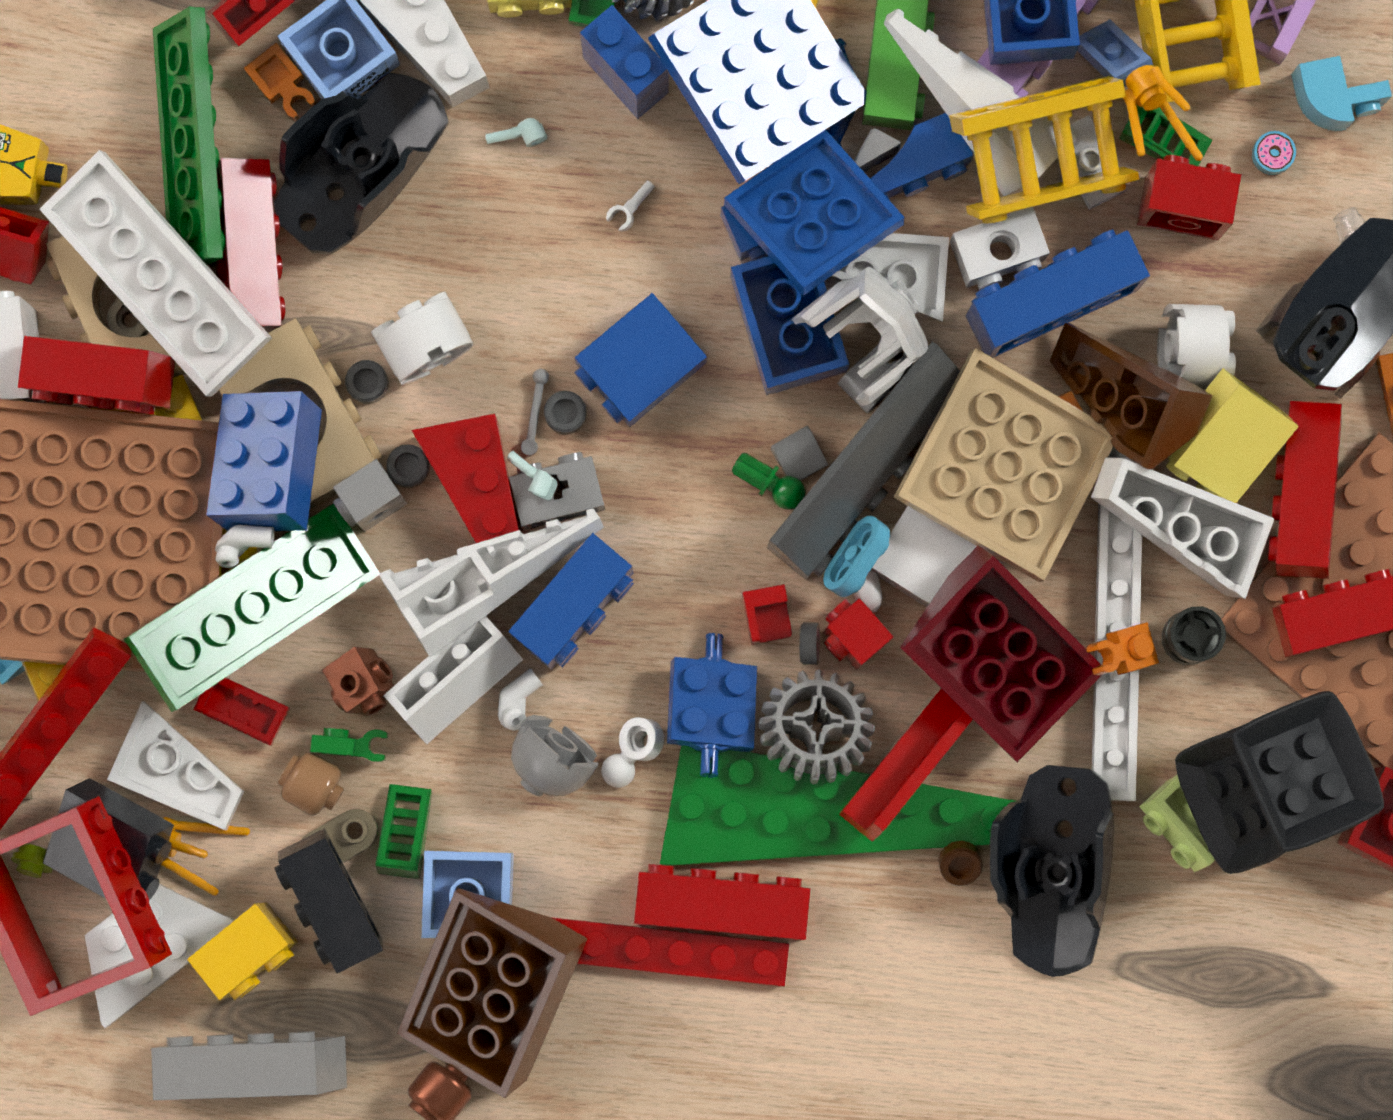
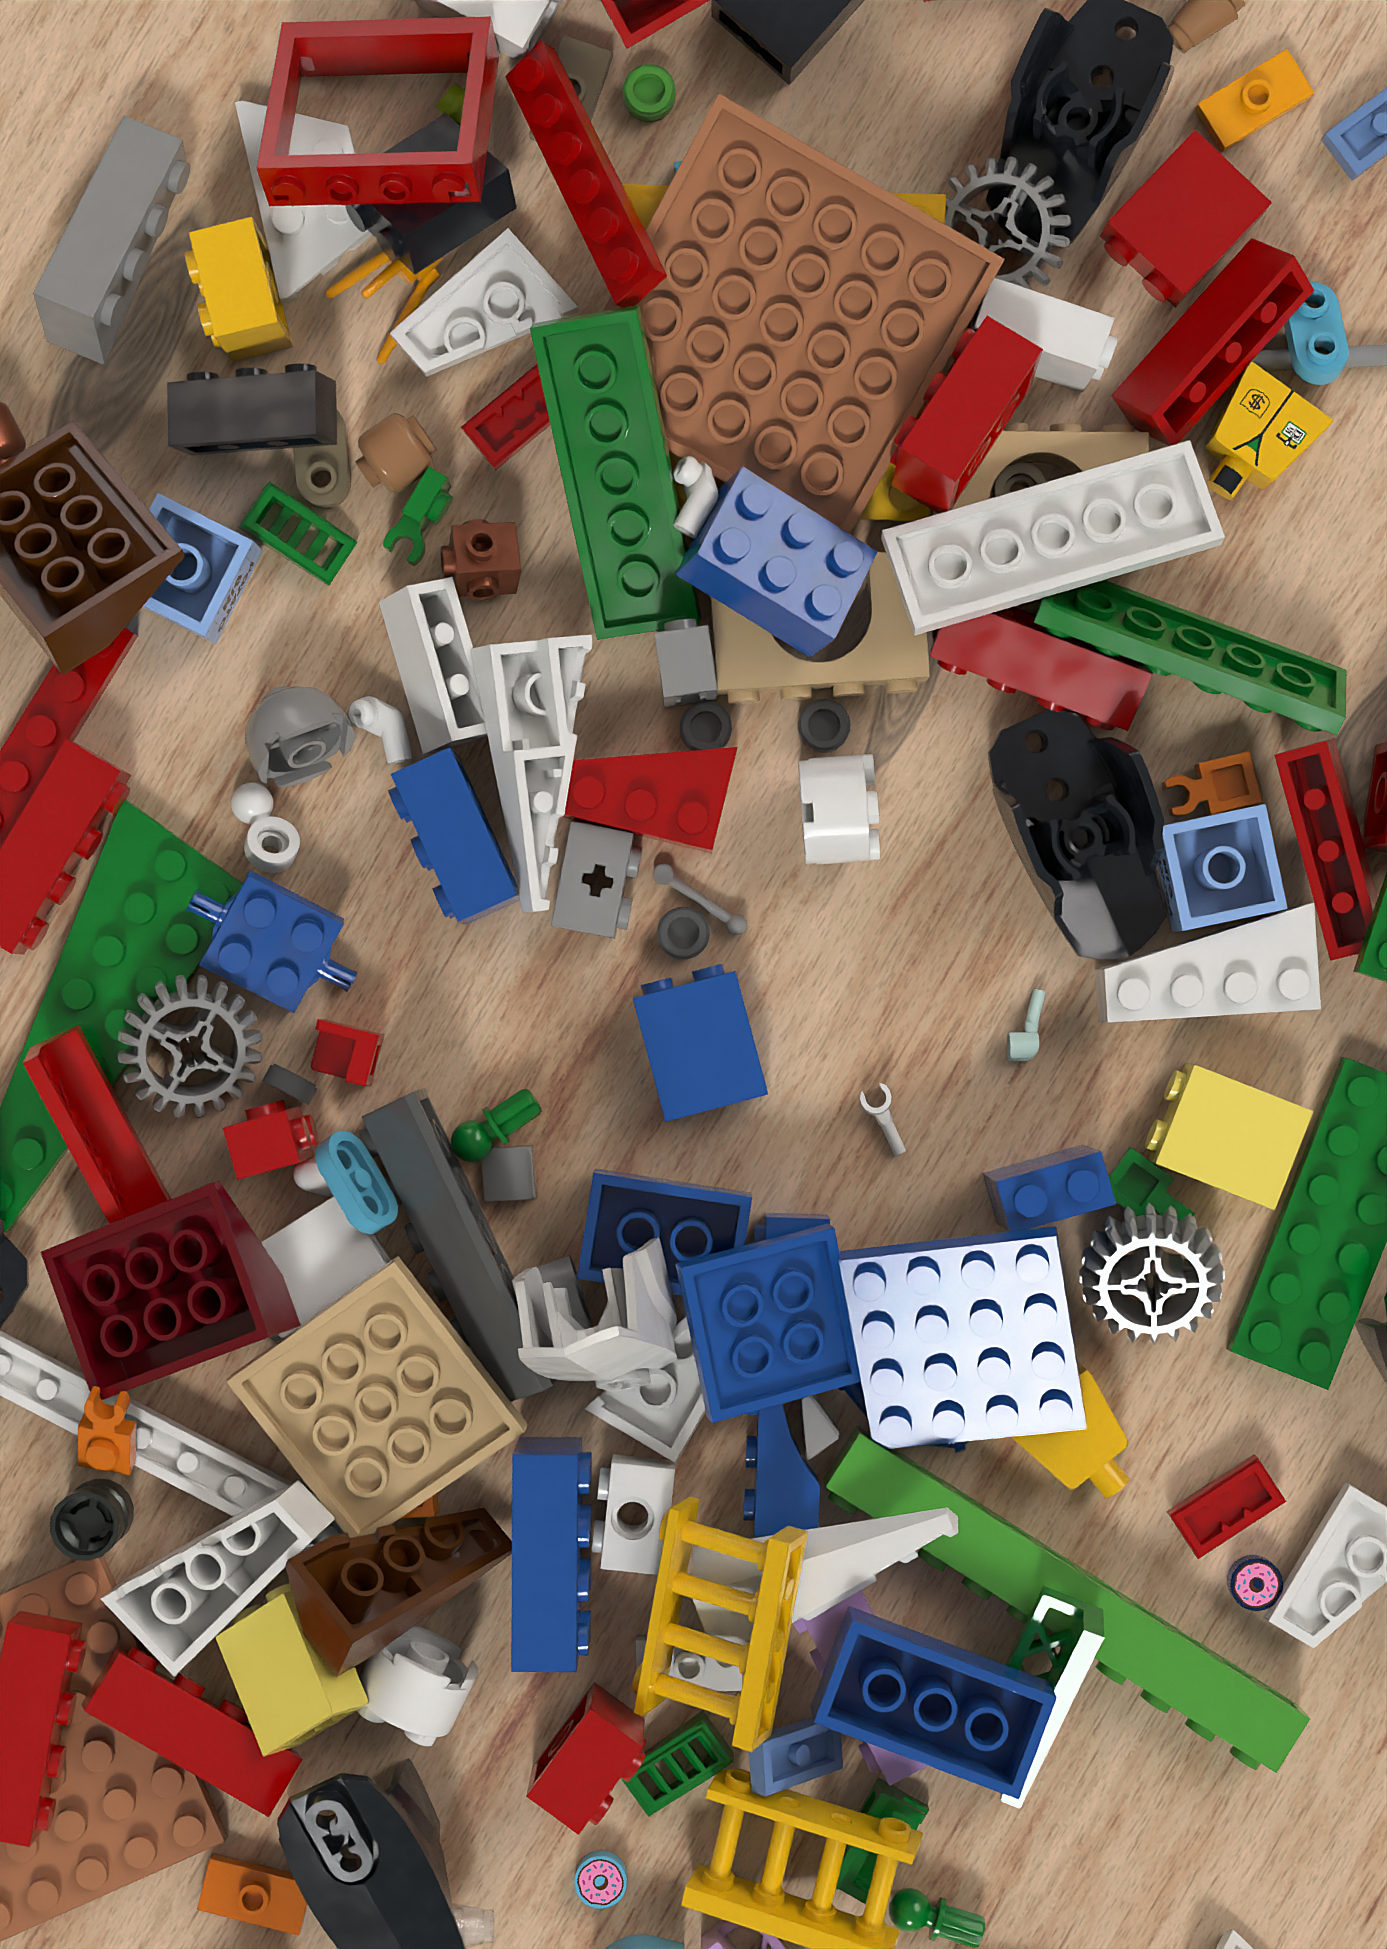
camera: 115 degrees right, 5 degrees up
(542, 484) = (605, 867): light aqua hand -> none
(1148, 90) = (729, 1775): light orange plant -> none

